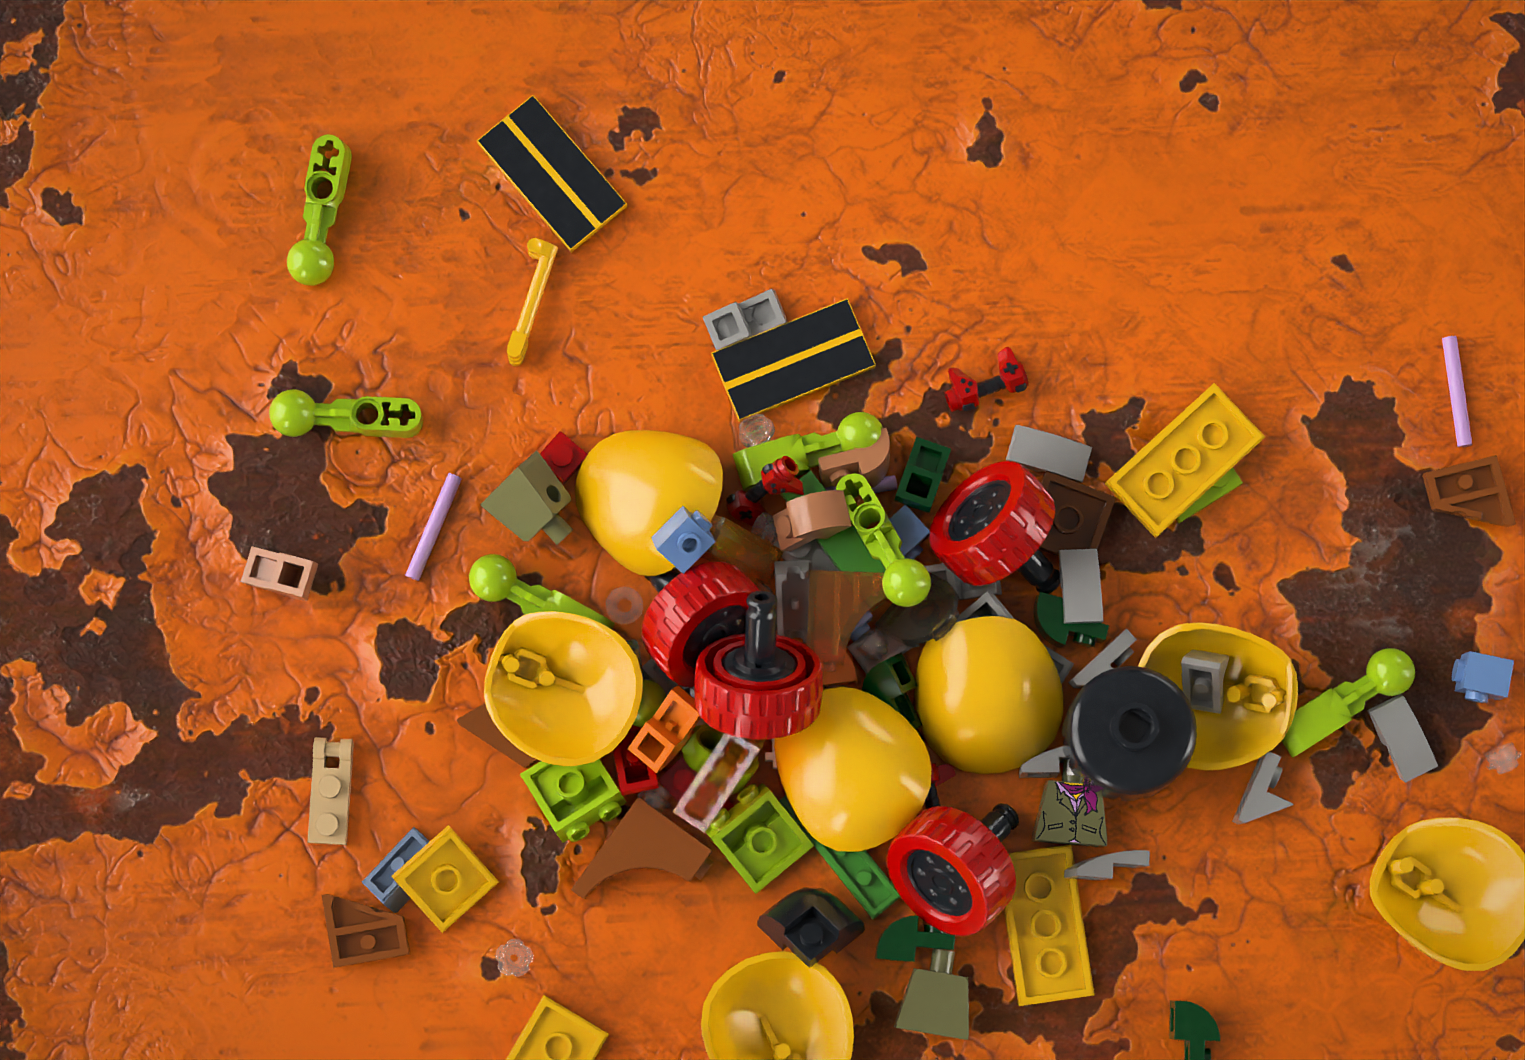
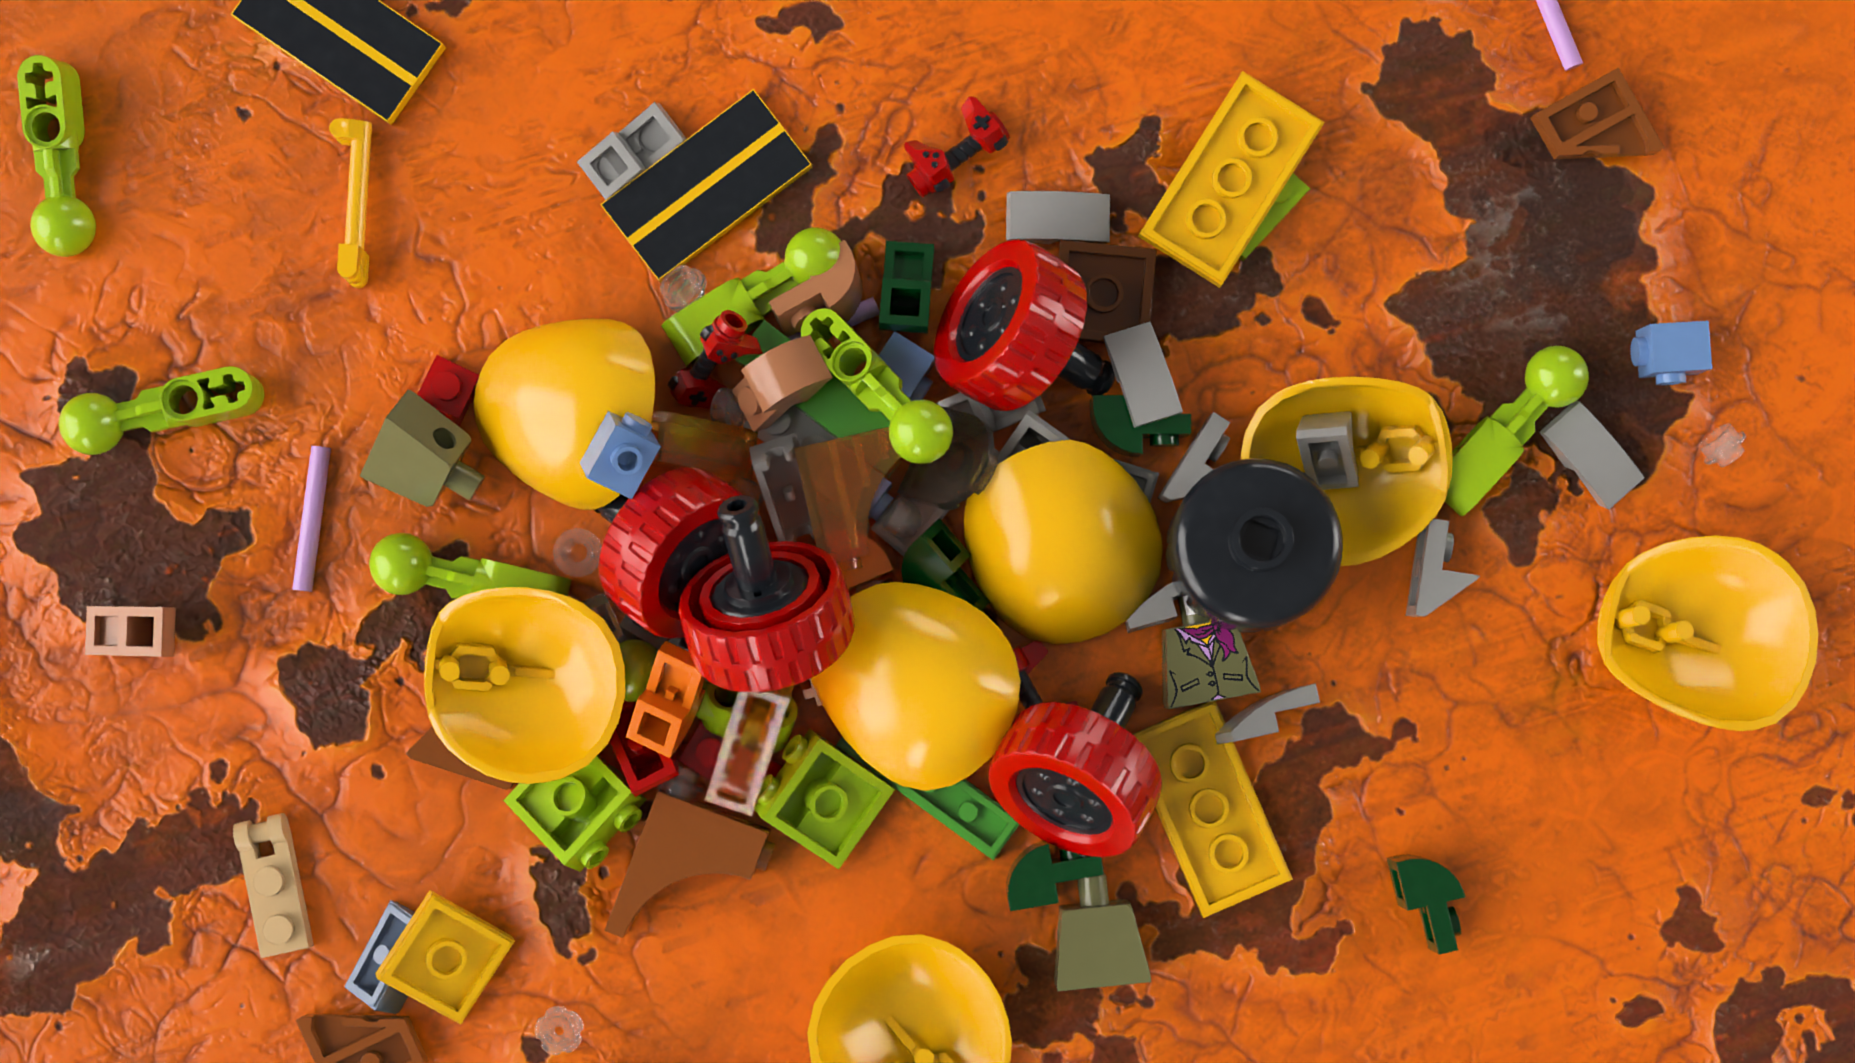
camera: 15 degrees left, 5 degrees up
(811, 924) = (917, 890): black brick -> none

